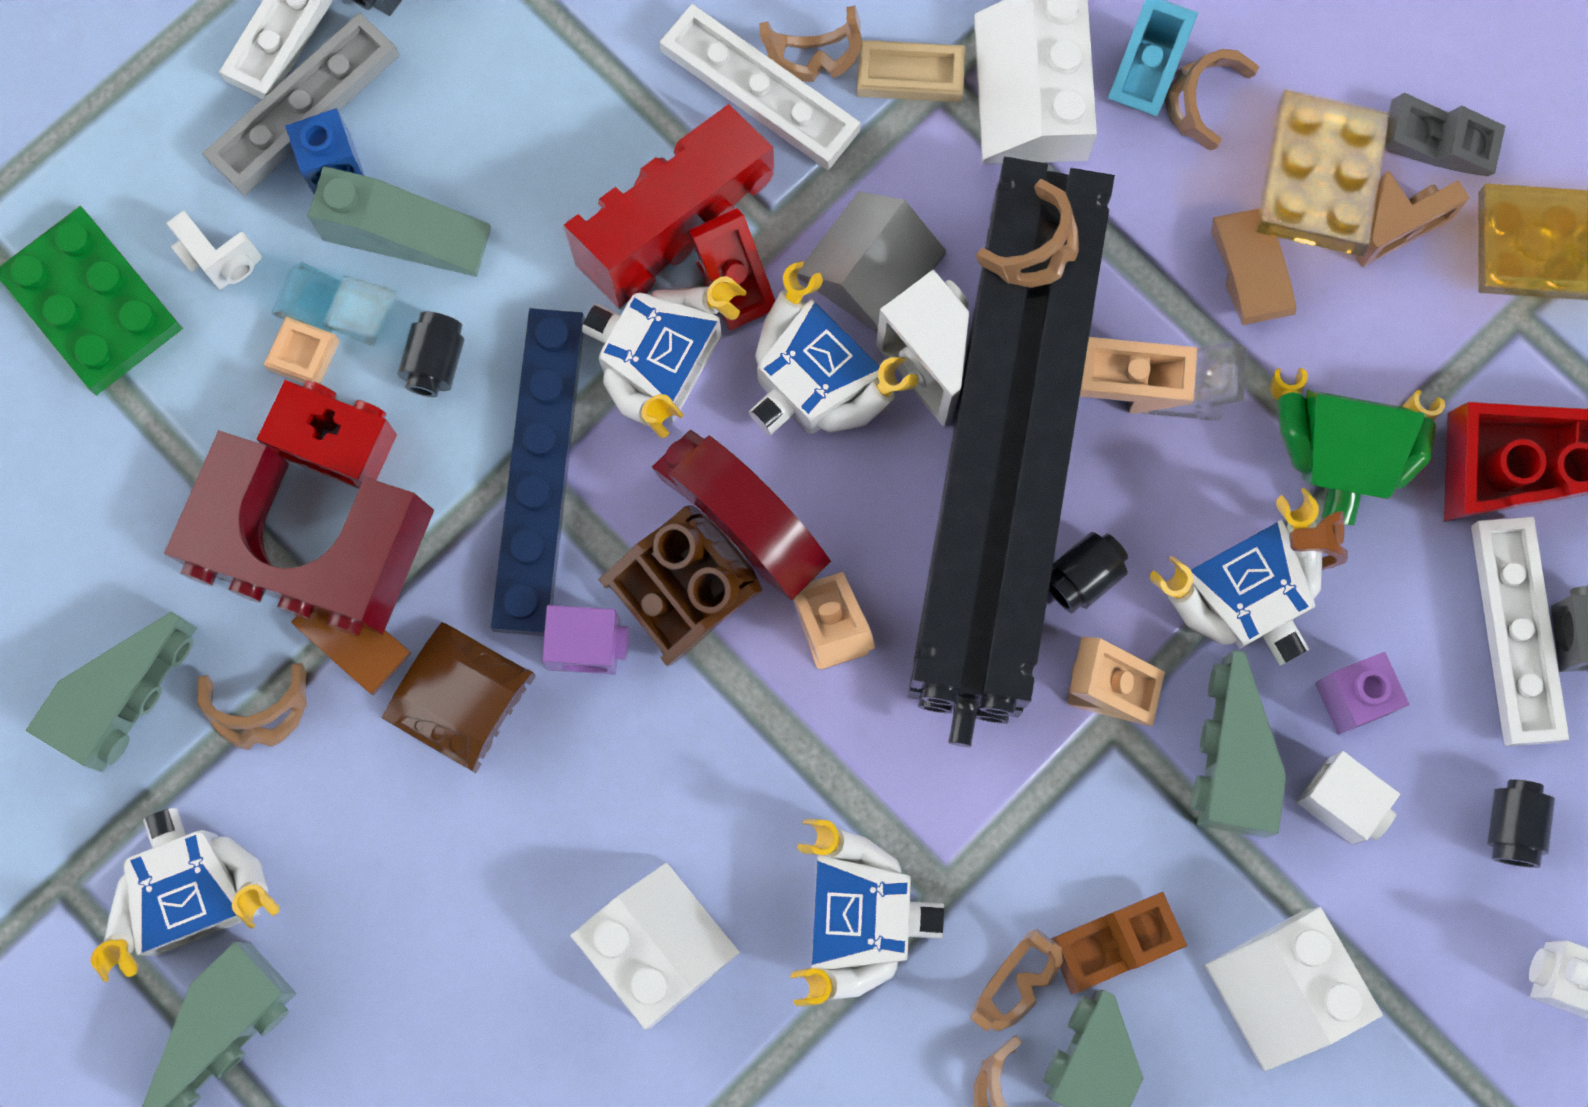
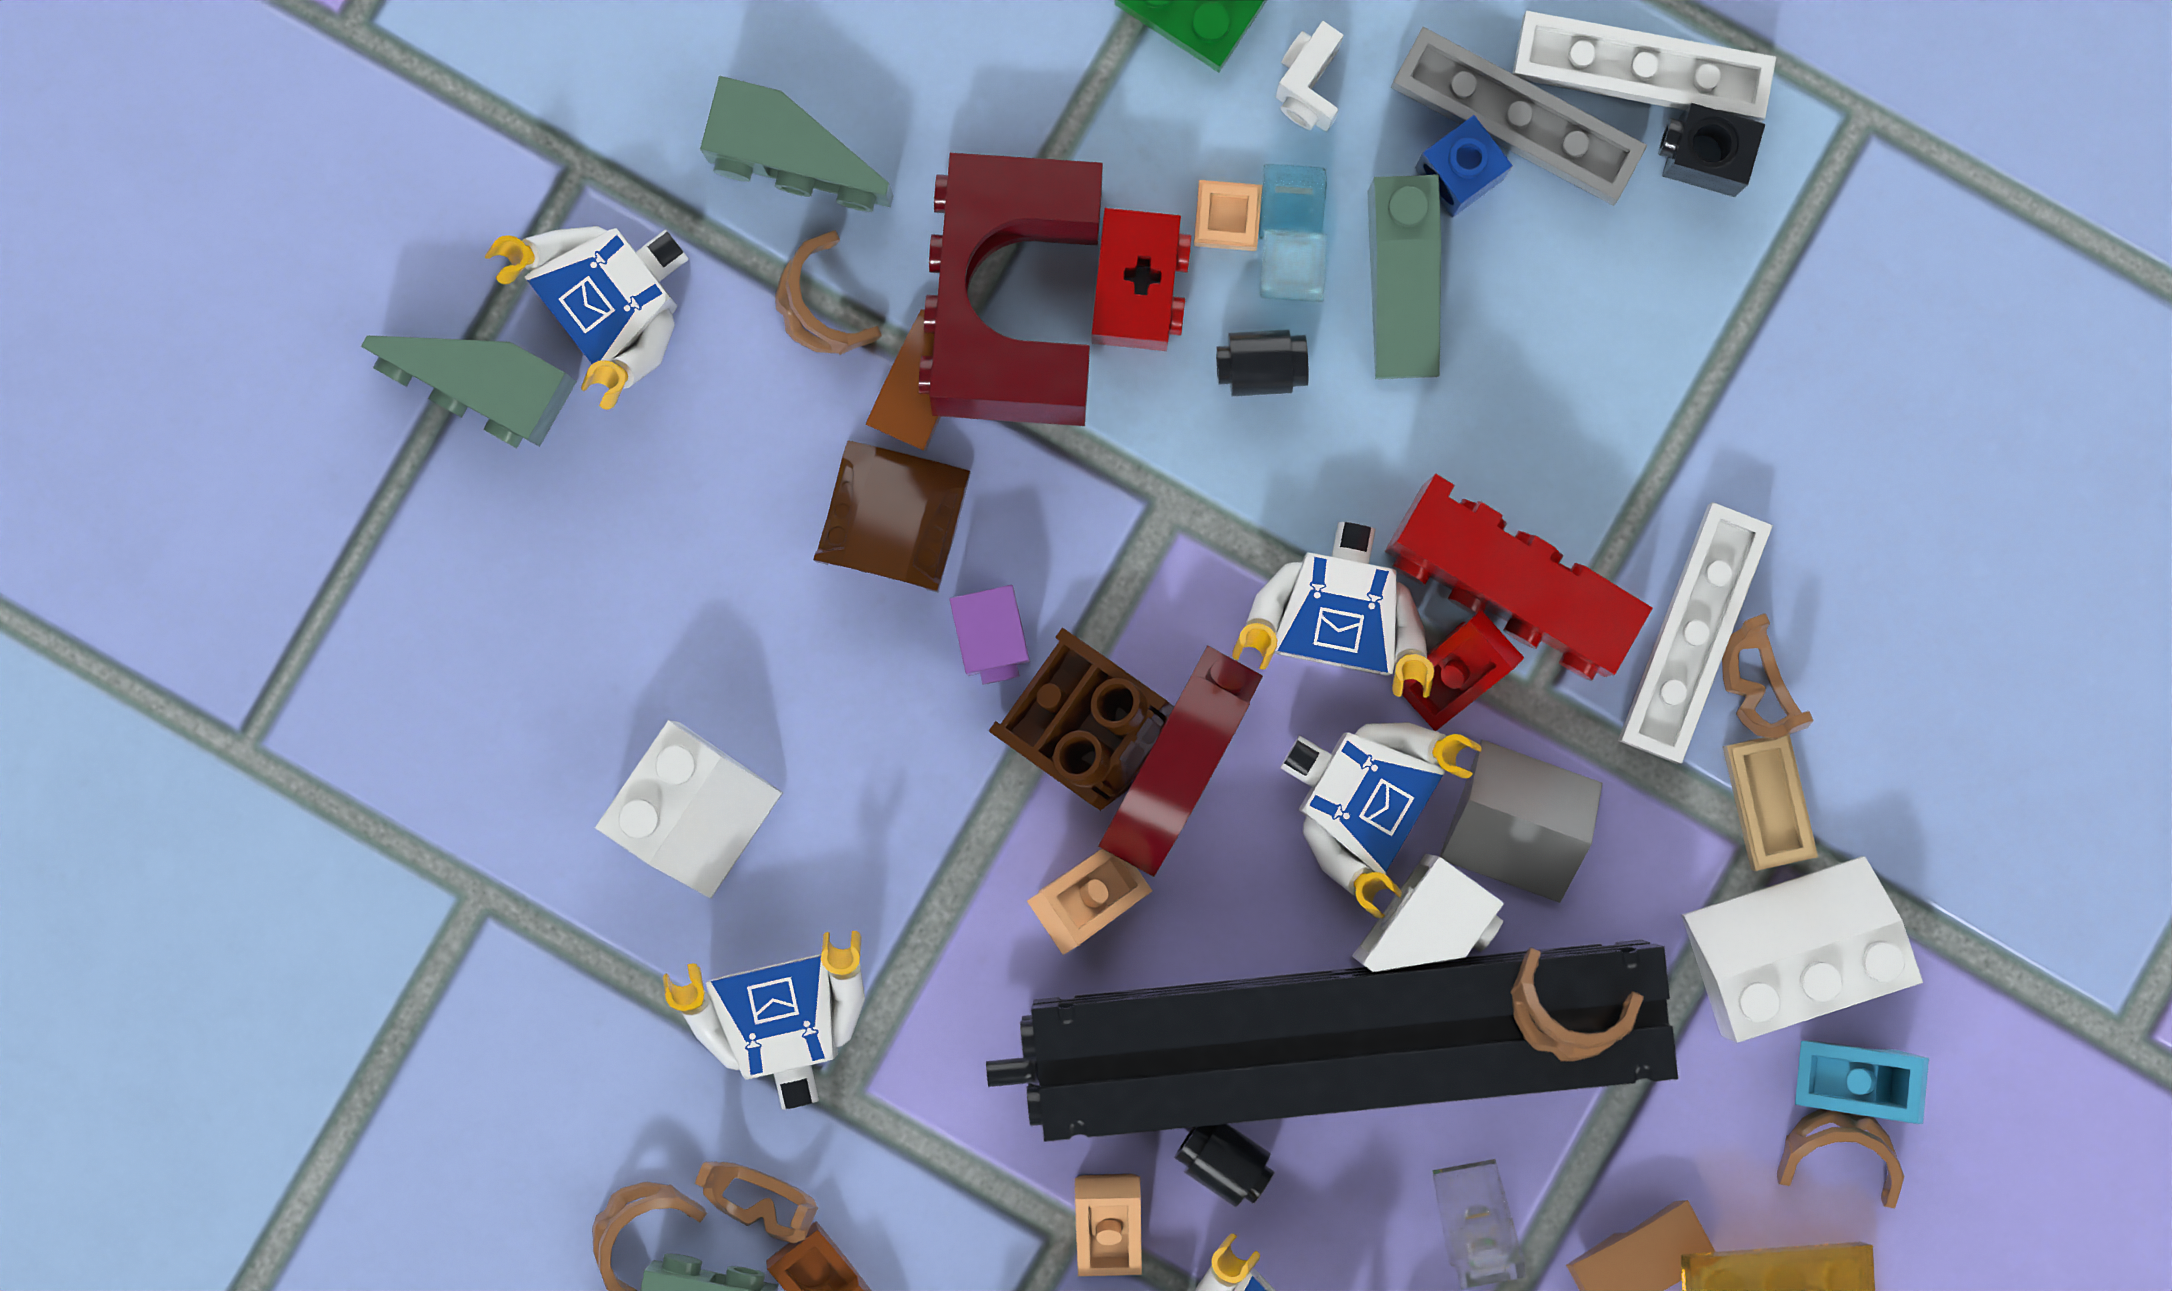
camera: 80 degrees right, 10 degrees up
(538, 472) = (1169, 521): dark blue plate -> none
(1139, 372) = (1465, 1164): light nougat slope -> none

